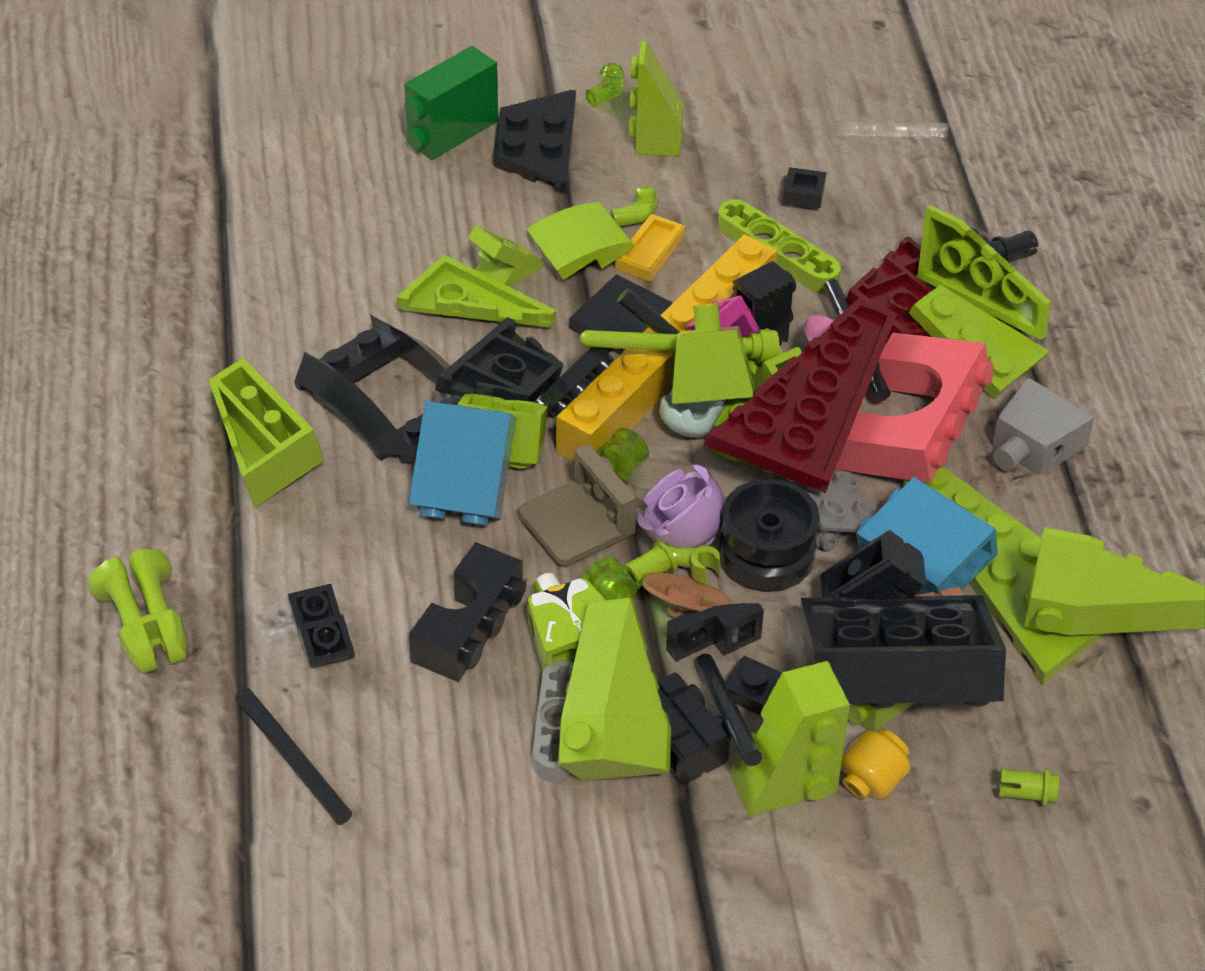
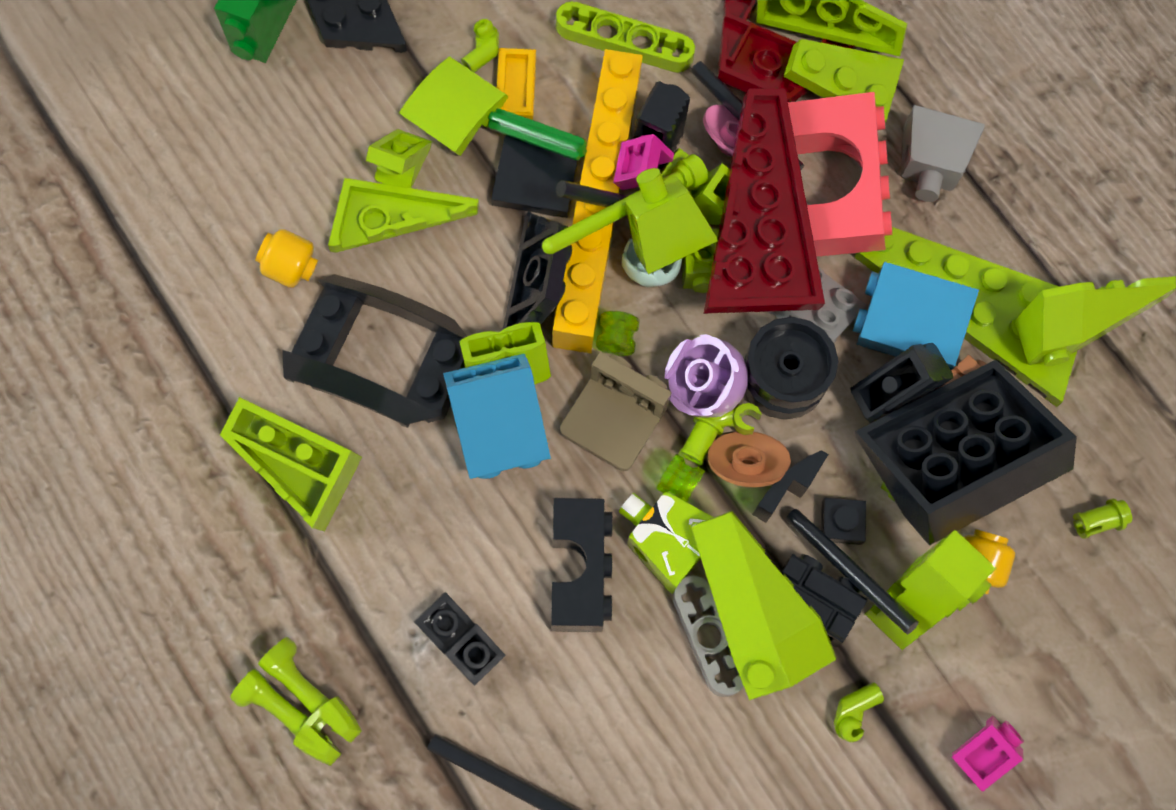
camera: 30 degrees left, 25 degrees up
(353, 293) = (286, 258): none -> yellow head
(502, 367) = (470, 288): black wing -> none
(640, 277) = (537, 134): none -> green axle
(664, 834) = (851, 710): none -> lime arm
(781, 921) = (990, 753): none -> dark pink bracket

